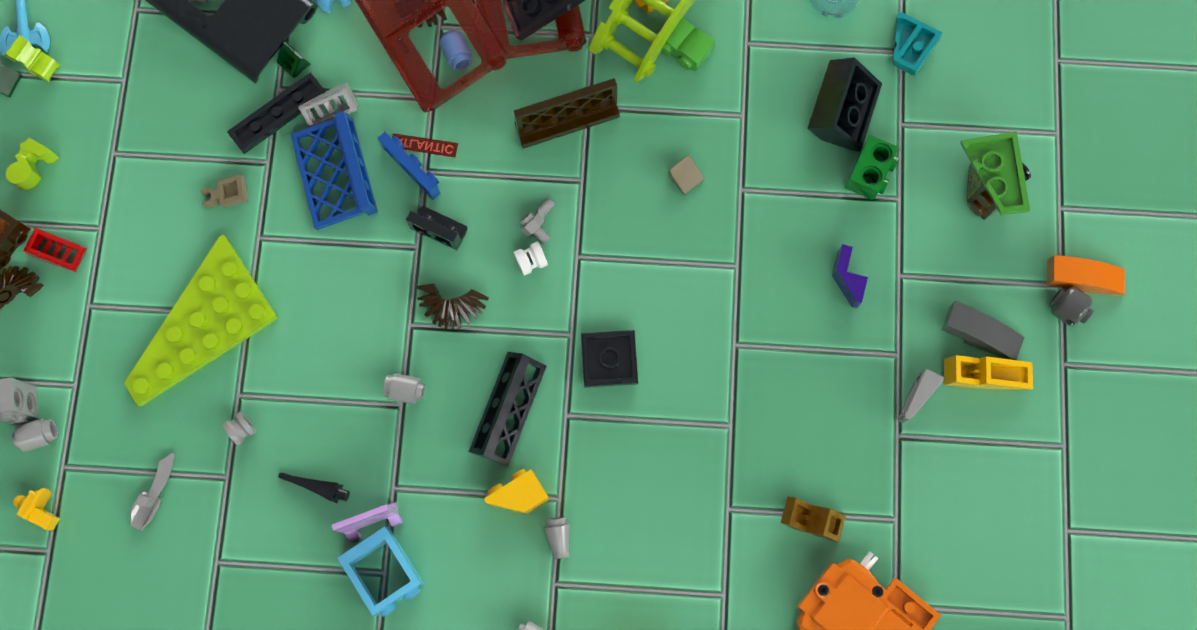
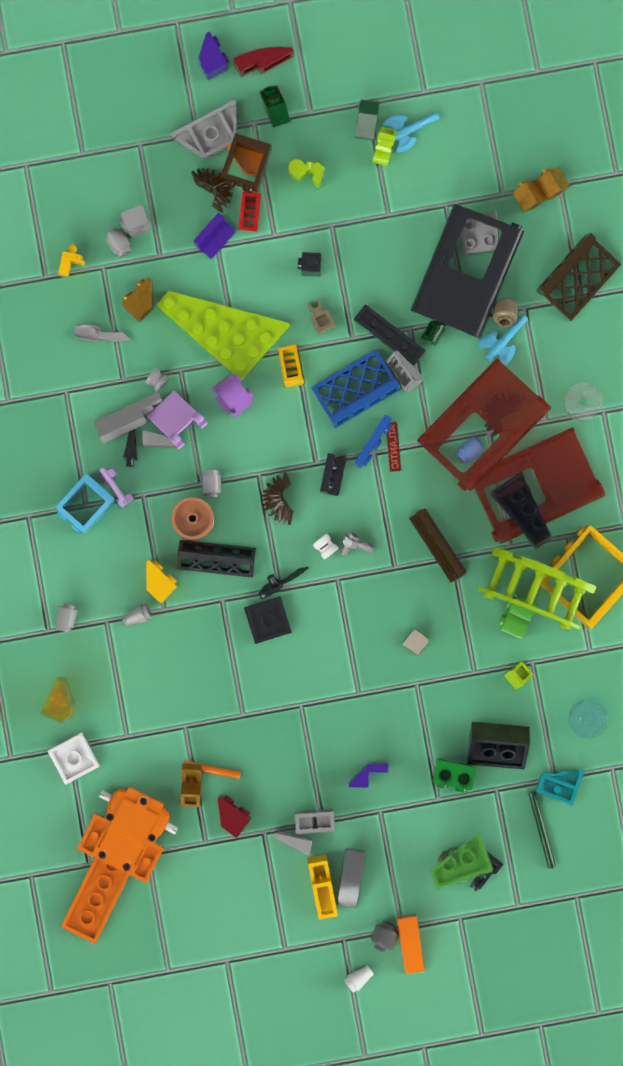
camera: 75 degrees right, 10 degrees up
(71, 305) = (214, 236): none -> dark purple panel
(124, 425) = (140, 302): none -> pearl gold slope
(151, 187) = (310, 264): none -> black brick
(280, 484) = (126, 418): none -> light grey piece
(291, 328) = (232, 395): none -> medium lavender brick
(294, 248) = (298, 379): none -> yellow slope
(296, 416) = (174, 416): none -> lavender flag
(323, 447) = (153, 439): none -> light grey slope
(428, 422) = (204, 518): none -> nougat wheel
(565, 337) = (275, 584): none -> black piece
(760, 62) = (518, 675): none -> lime slope
(799, 479) = (217, 770): none -> orange piece
(870, 473) = (231, 817): none -> dark red slope
(899, 359) = (314, 821): none -> light grey brick
(964, 80) = (541, 829): none -> dark green bar
(1122, 355) = (358, 978): none -> white cone

